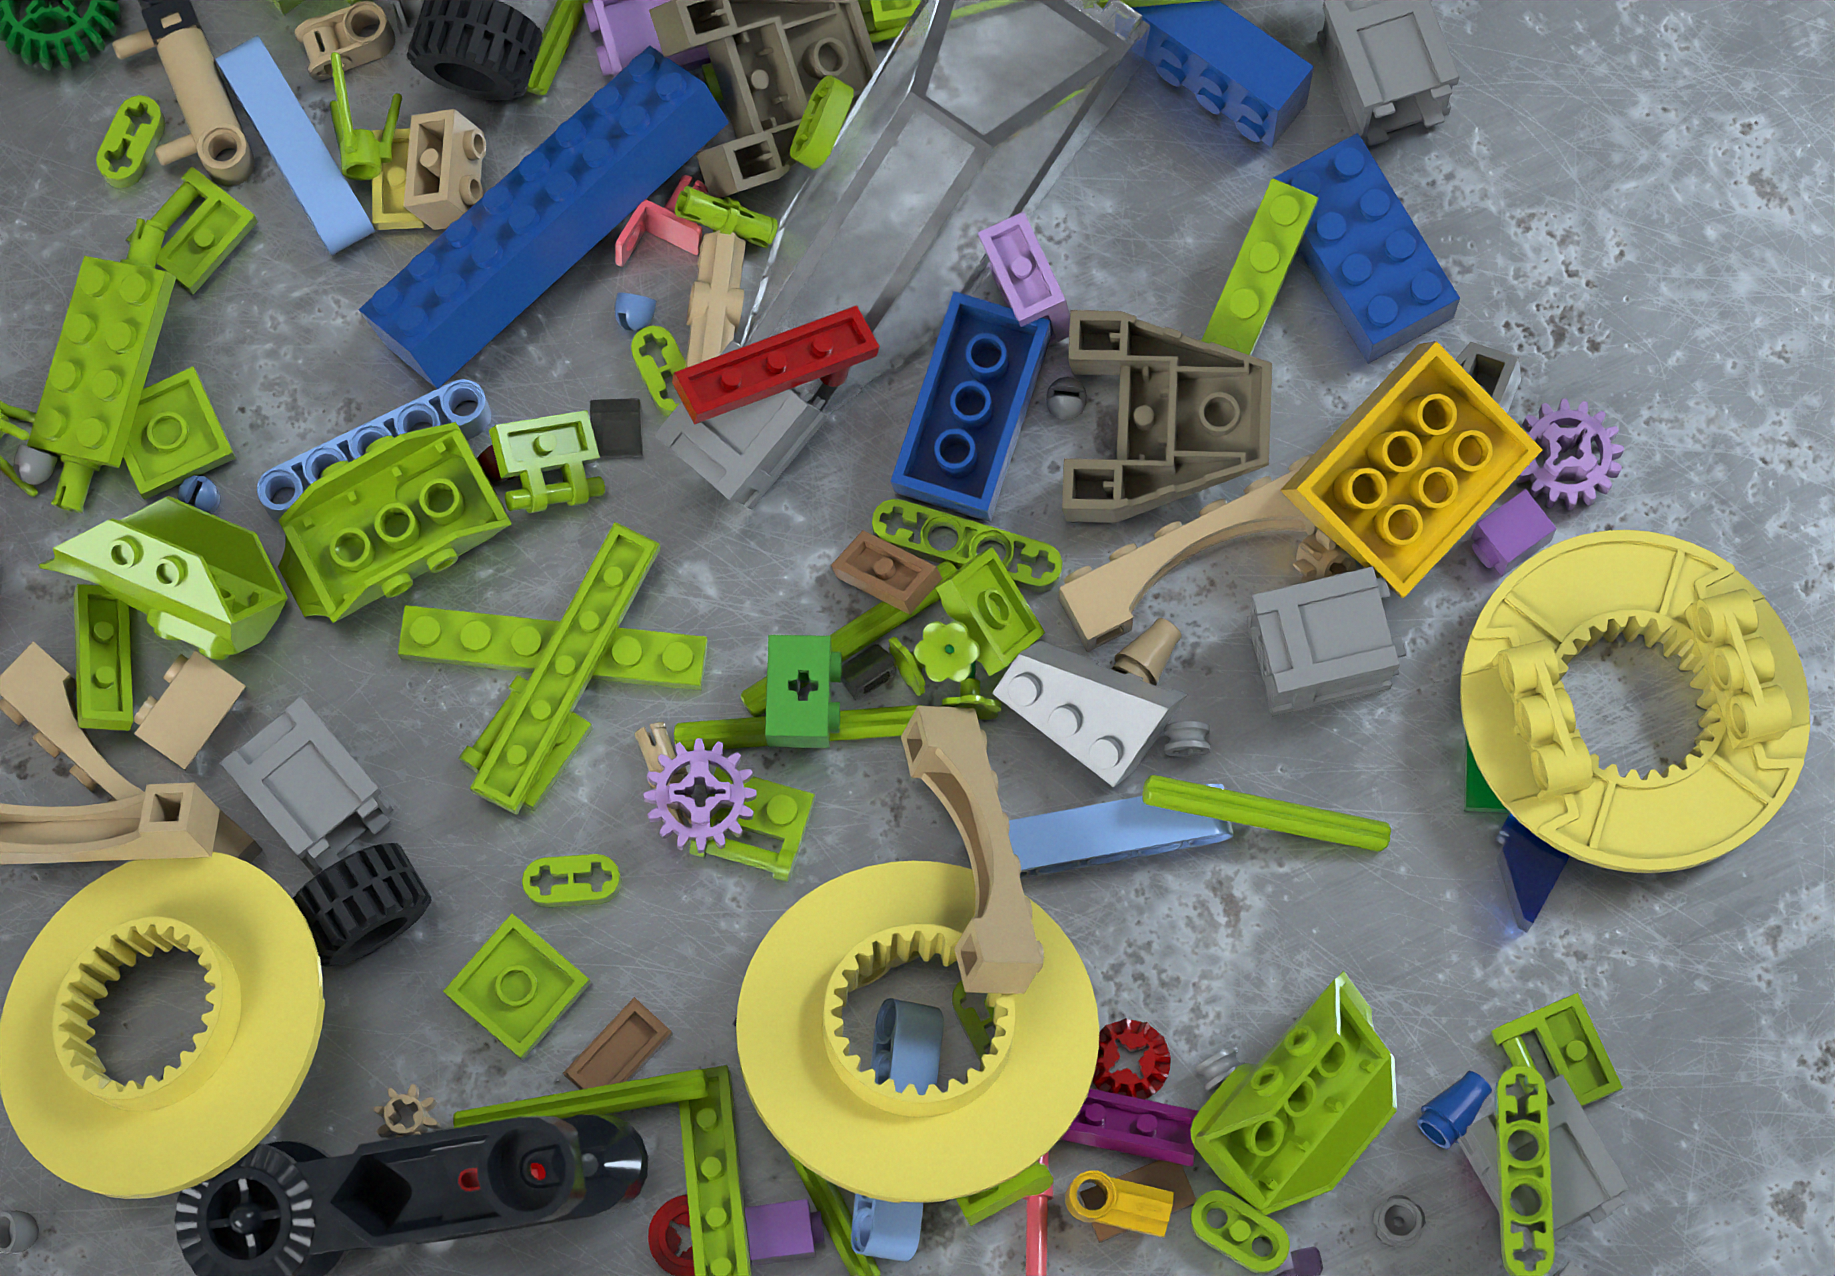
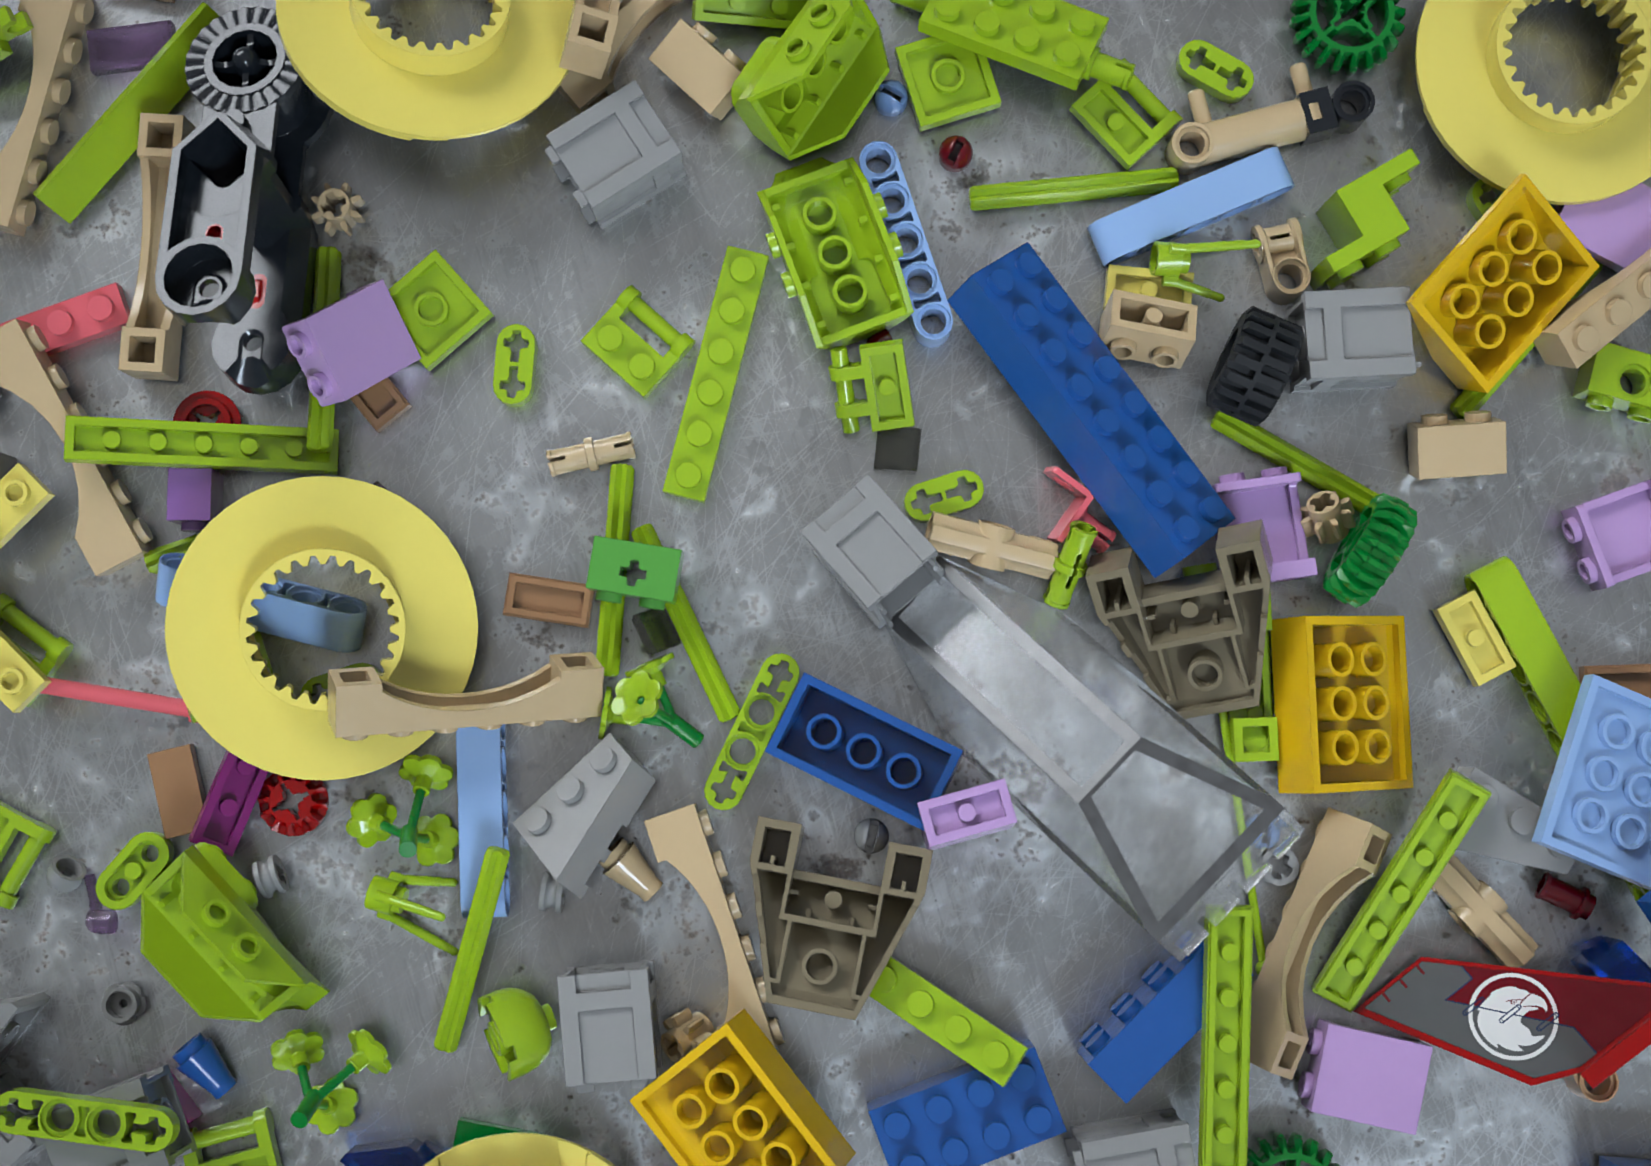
camera: 90 degrees right, 10 degrees up
(256, 424) = (963, 158): none -> dark red hinge
(286, 278) = (1072, 188): none -> lime axle
(362, 903) = (507, 185): black tyre -> none
(565, 668) = (689, 380): lime tile -> none
(574, 1052) = (351, 344): none -> lavender panel
(634, 311) = (1000, 477): medium blue hinge -> none
(675, 795) = (556, 494): lavender gear -> none
(776, 364) = (907, 584): red piece -> none
(778, 814) = (552, 526): lime plate -> none
(821, 122) = (1141, 658): lime beam -> none
(847, 800) = (548, 600): none -> medium nougat tile
(886, 572) = (732, 659): medium nougat plate -> none
(991, 609) = (679, 741): lime plate -> none
(1125, 1204) = (163, 777): yellow piece -> none
(1143, 892) = (427, 836): none -> lime plant
(1222, 927) = (390, 897): none -> lime plant
(1352, 753) = (517, 1030): none -> lime cylinder
(1471, 958) = (332, 1103): none -> lime plant

